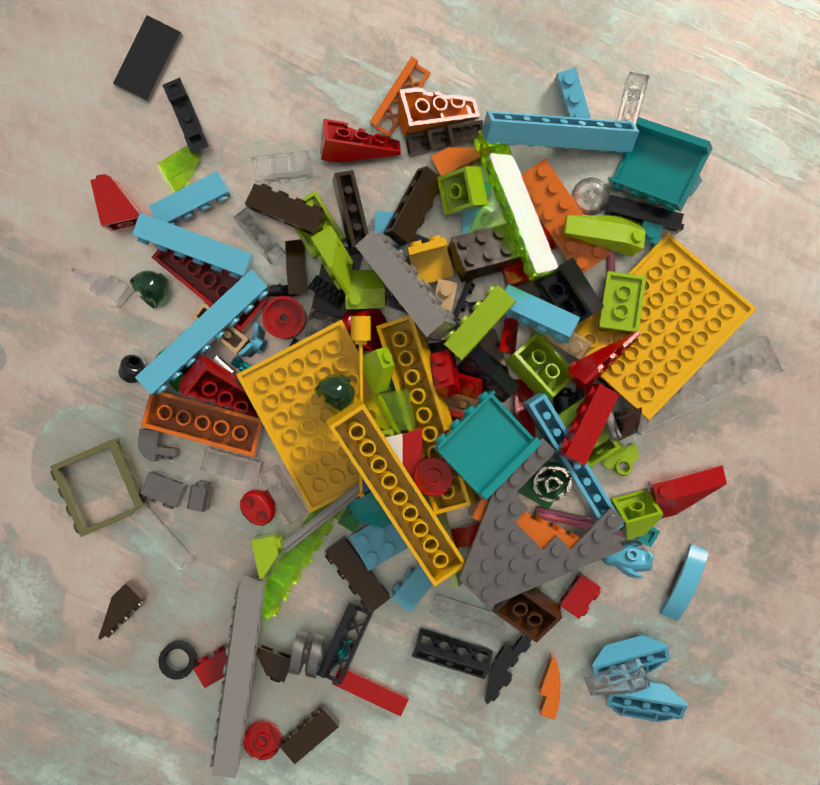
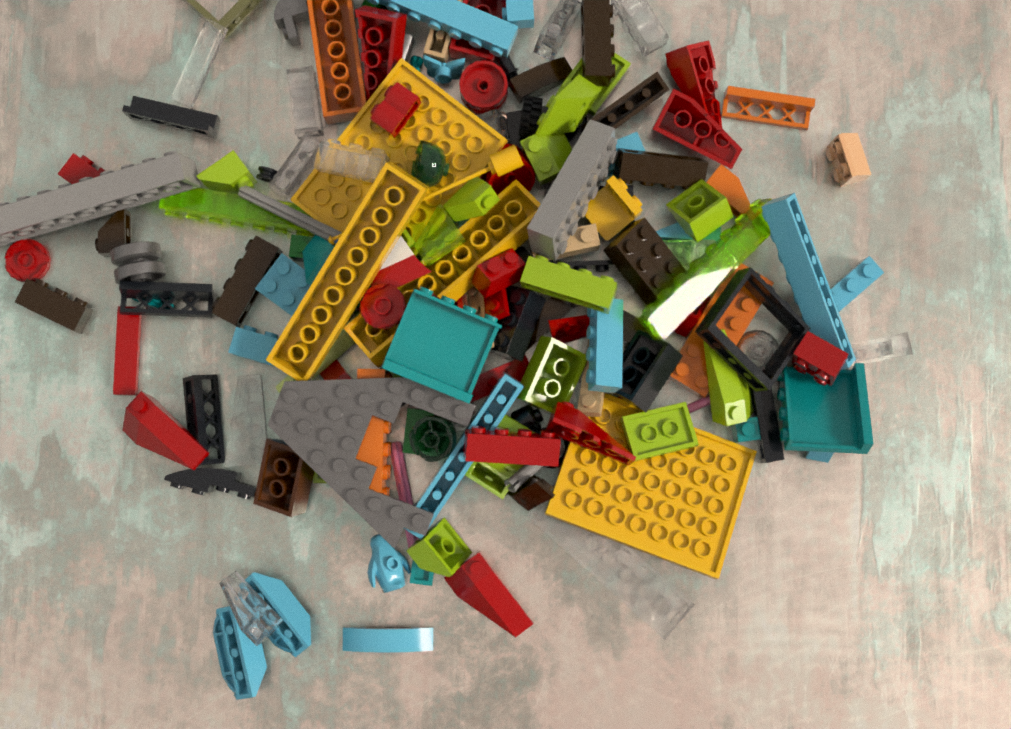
camera: 70 degrees right, 5 degrees down
(125, 600) = (110, 52): dark brown slope -> none
(163, 489) = (250, 44): flat silver brick -> none
(169, 672) = (65, 123): black tyre -> none
(195, 576) = (172, 116): none -> black fence
(200, 496) = (259, 82): flat silver brick -> none
(258, 507) = (272, 145): red piece -> none
(277, 521) = (266, 174): none -> black bush
(278, 398) = (395, 109): none -> red brick
(304, 450) = (349, 160): none -> clear brick
(390, 166) = (694, 128): none -> red wedge
(429, 110) = (766, 142): orange wedge -> none
(442, 138) = (751, 176): dark brown slope -> none
(447, 692) = (157, 430): none -> red wedge
(471, 52) = (848, 159): none -> light nougat slope
(515, 274) = (634, 304): red bracket -> none
(550, 689) = (209, 542): orange slope -> none
(579, 595) = (325, 529): red brick -> none
(604, 175) = (730, 353): none -> black window
(622, 150) = (818, 359): none -> red slope
(623, 455) = (494, 506): lime plate -> none

